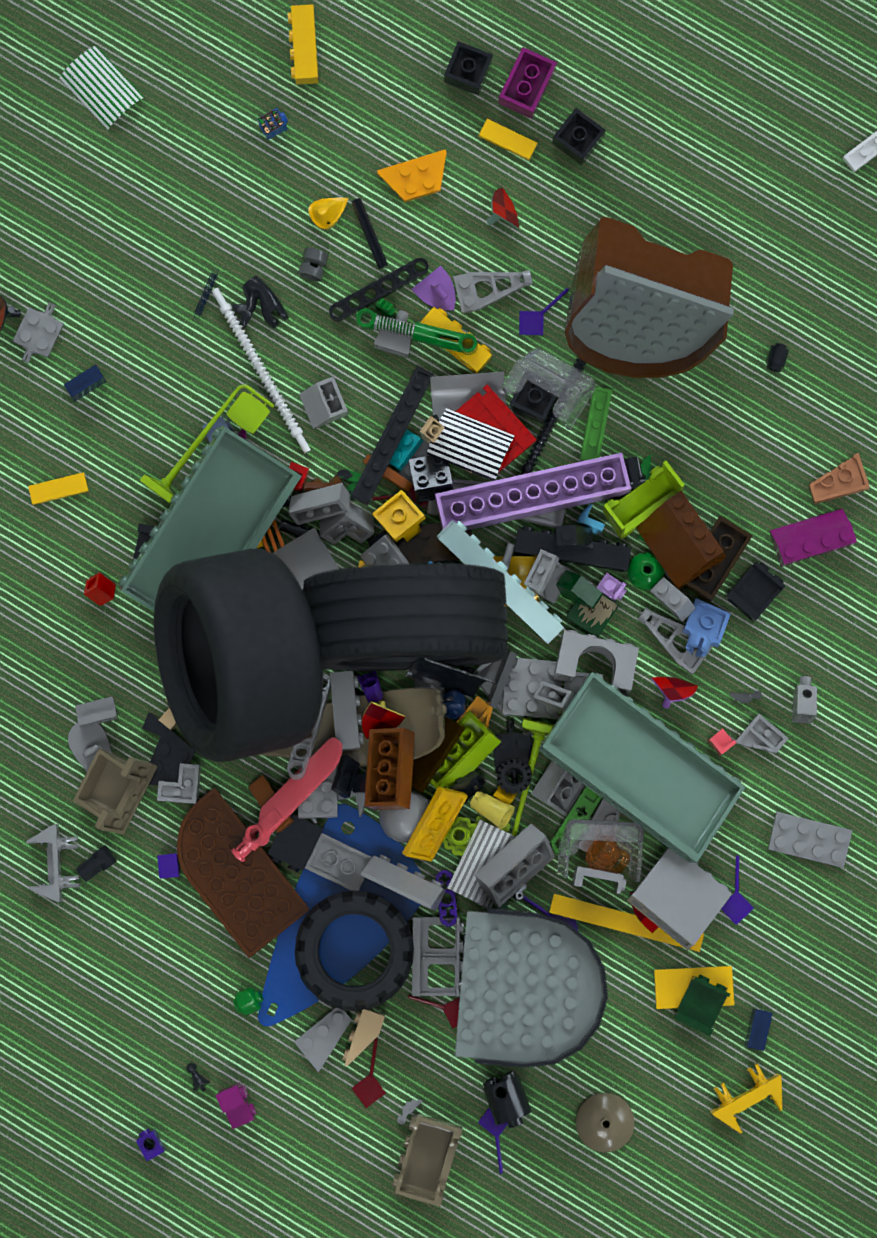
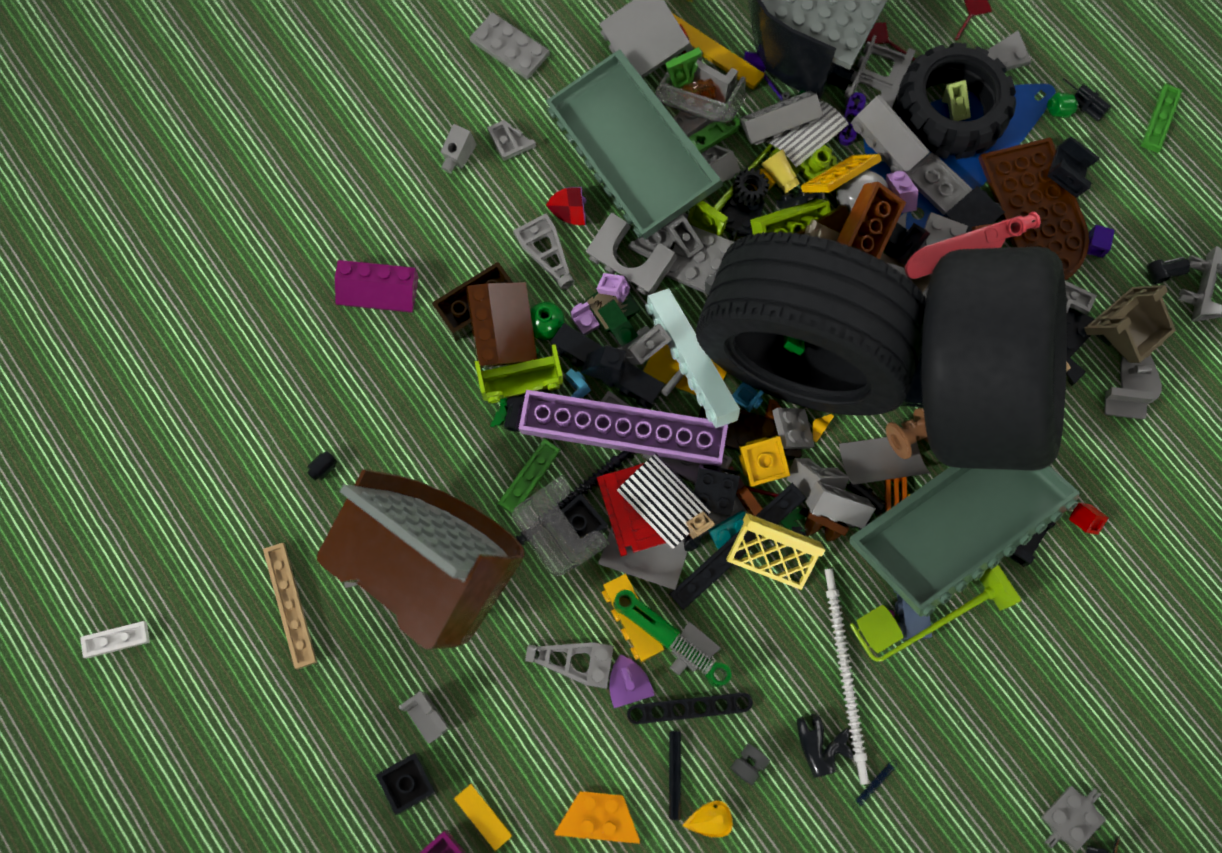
camera: 155 degrees left, 10 degrees down
(58, 488) = (1100, 638): yellow tile -> none
(85, 383) = (1038, 740): dark blue panel -> none
(146, 1033) = (1161, 118): none -> bright green tile
(147, 1152) = (1186, 29): dark purple brick -> none
(199, 1081) = (1127, 63): black piece -> none
(219, 930) = (1071, 165): none -> black panel
(222, 1018) = (1090, 102): none -> black piece
(235, 1105) = (1103, 30): magenta brick -> none
(303, 471) = (846, 550): red panel -> none
(323, 403) = (794, 609): light grey slope -> none
(350, 957) = (957, 99): none -> yellowish green slope
(359, 453) = (786, 538): none -> light yellow fence
(367, 1030) = (973, 36): tan slope -> none
(371, 831) = (904, 188): none -> lavender brick
(386, 308) = (690, 682): green plate -> none
(503, 208) = (522, 738): shield -> none
(532, 321) = (545, 607): dark purple piece -> none
(588, 194) = (425, 716): none -> light grey panel
(598, 623) = (614, 285): none -> lavender bracket
(629, 859) = (683, 68): none -> bright green wing
(673, 599) = (536, 283): light grey brick -> none
(705, 627) = (515, 246): medium blue plate -> none
(721, 742) = (547, 147): coral panel -> none
(737, 906) = (593, 19): dark purple piece -> none
(743, 233) = (290, 606): none -> tan plate
(743, 697) = (509, 179): dark grey piece -> none
(755, 591) = (454, 262): black panel -> none
(840, 482) = (322, 326): nougat wing -> none

